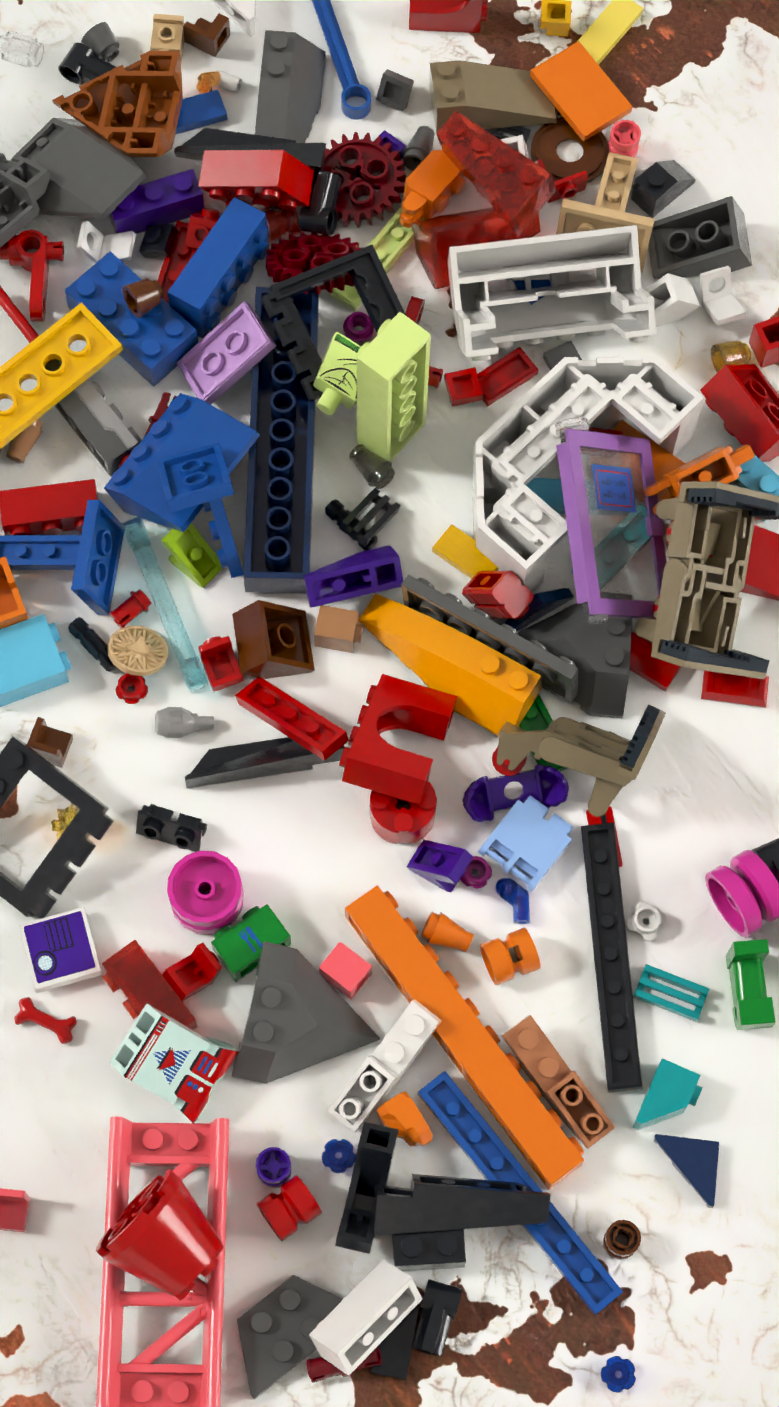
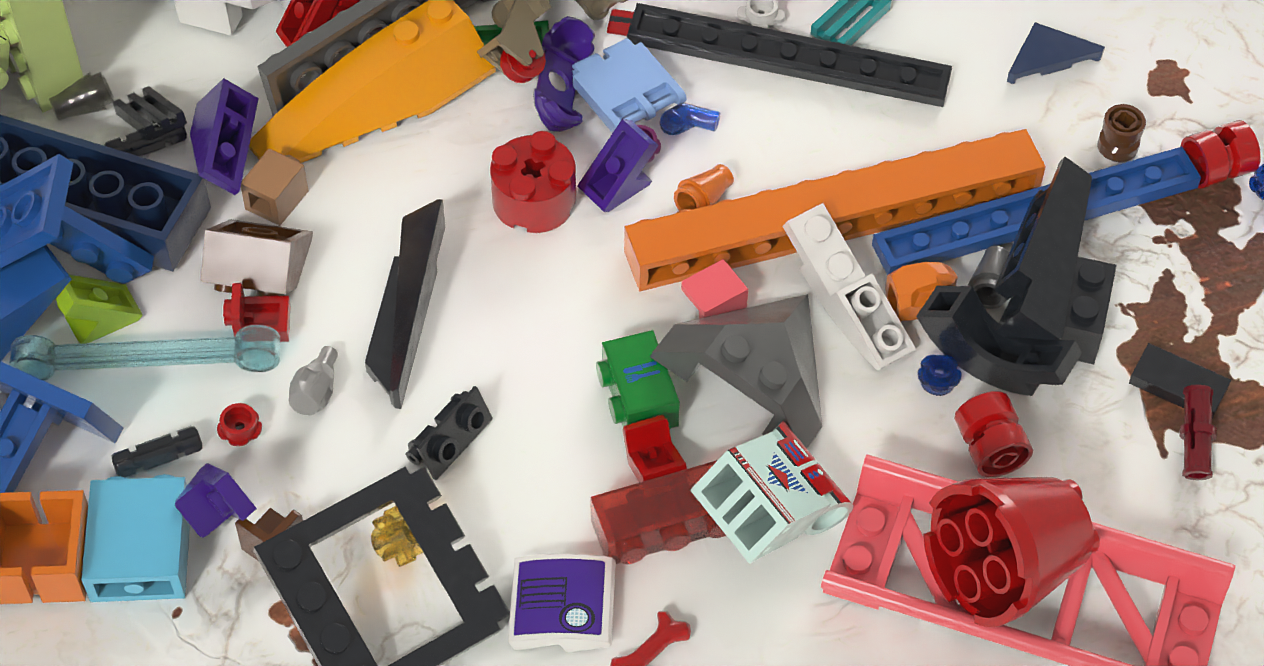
camera: 70 degrees left, 15 degrees down
(57, 696) = (212, 499): none -> dark purple slope
(130, 608) = (127, 387): red pin -> none
(138, 650) = (193, 401): tan wheel -> none
(187, 888) = (557, 407): dark pink wheel -> none
(273, 1160) = (935, 439): dark purple wheel -> none
(278, 1331) = (1138, 485): dark grey wing -> none
(292, 718) = (373, 248): red plate -> none
(365, 1317) = (1155, 383): white brick -> none
(392, 706) = (416, 153): red arch -> none
(438, 1310) = (1154, 322): black piece -> none
(442, 1167) = (987, 275): none -> dark grey cone
(461, 552) = (243, 45): yellow tile -> none
(499, 961) = (758, 135): orange wheel -> none
(557, 1082) = (930, 130): nougat slope -> none
(611, 1322) = (1223, 153): none -> red wheel
(668, 1094) = (969, 46): teal slope -> none

